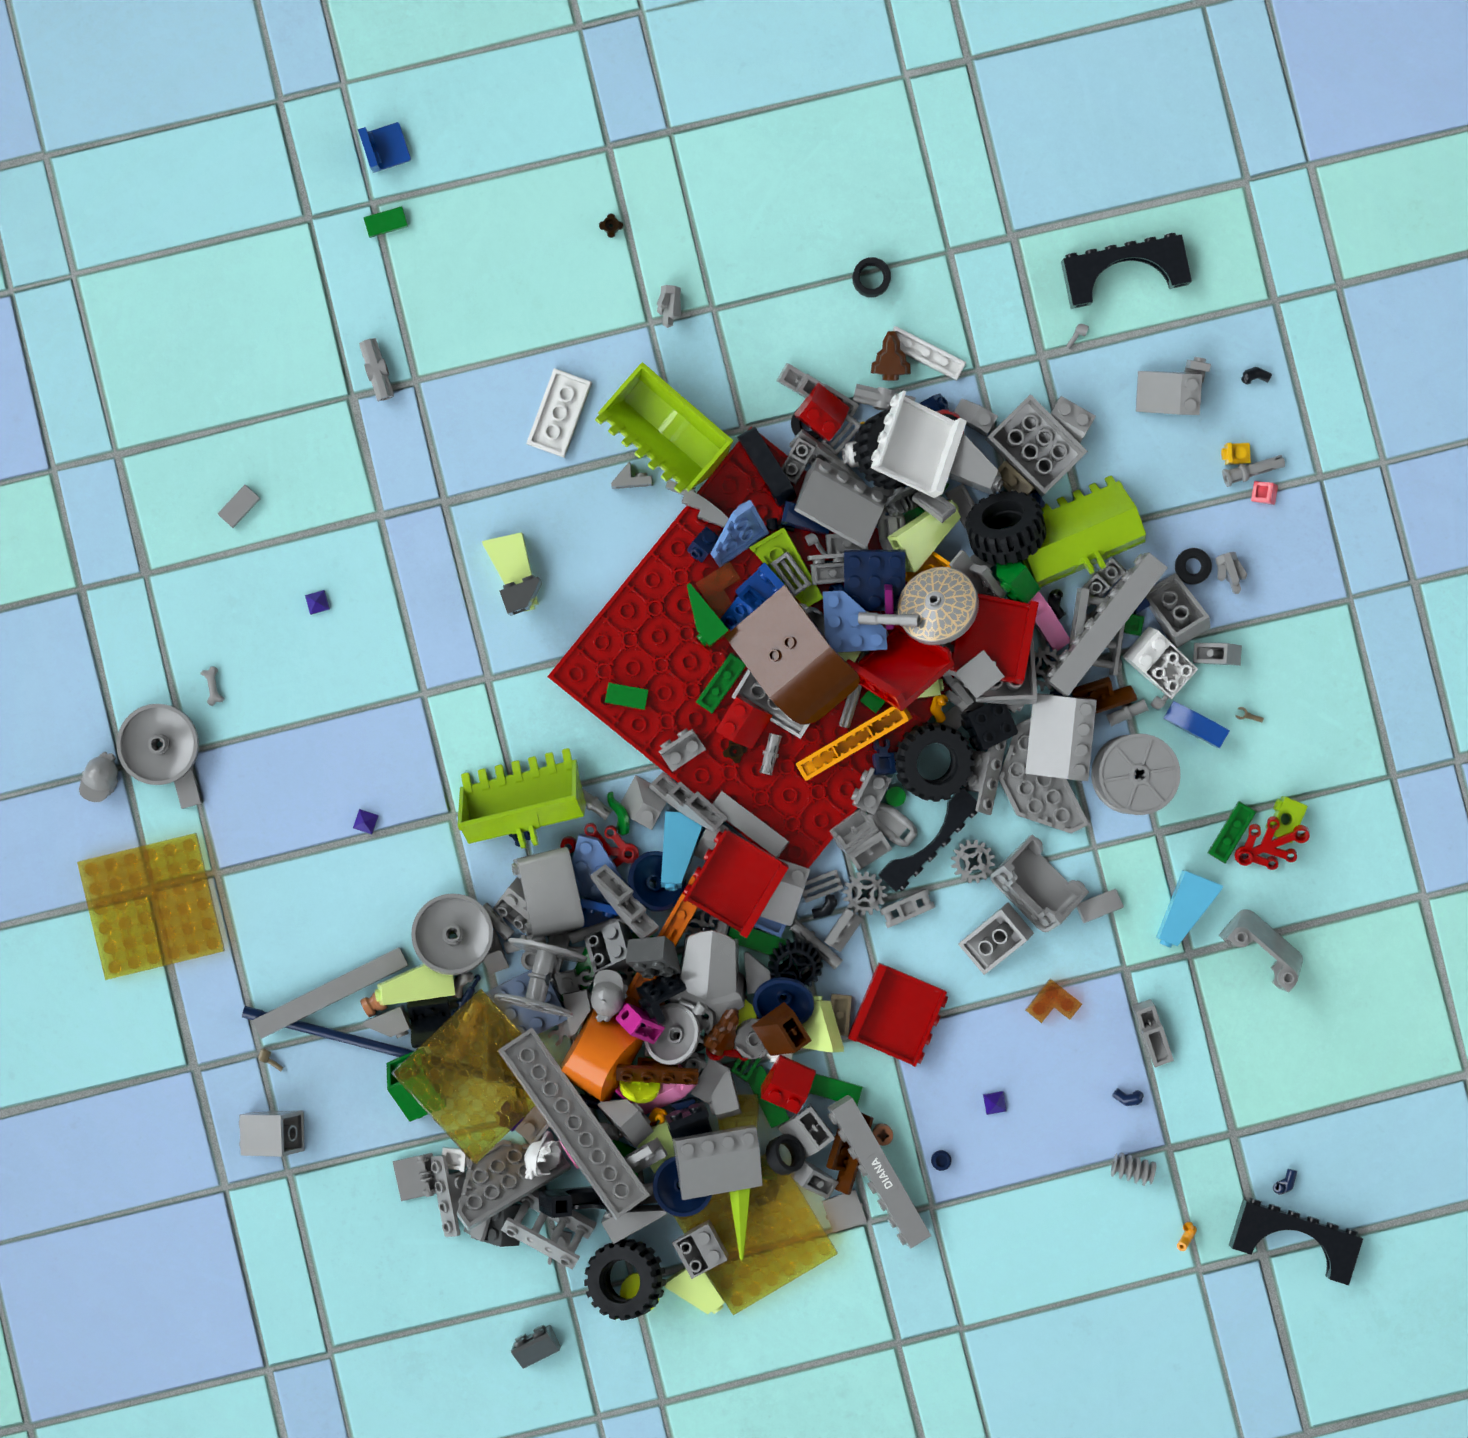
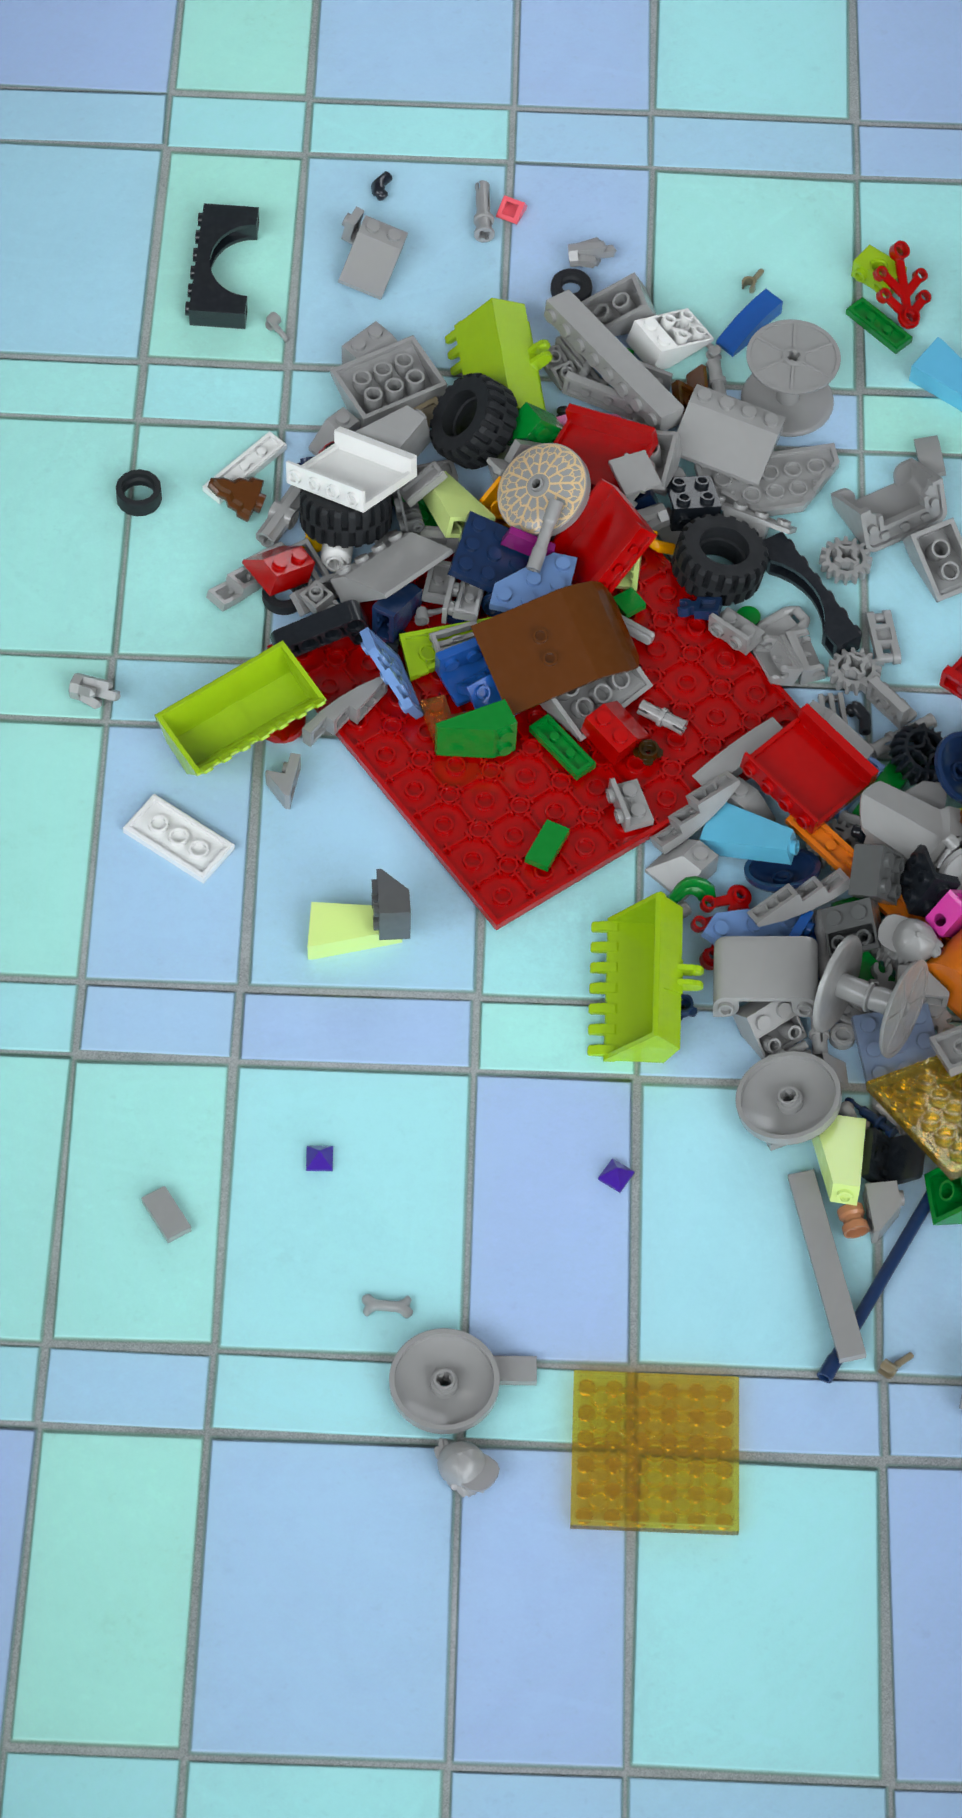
camera: 75 degrees left, 30 degrees down
(376, 369) = (52, 1013): light grey piece -> none
(703, 544) = (392, 720): dark blue bracket -> none
(852, 741) = (671, 625): light orange slope -> none
(1217, 653) = (676, 287): light grey slope -> none
(1236, 453) = (460, 222): yellow bracket -> none

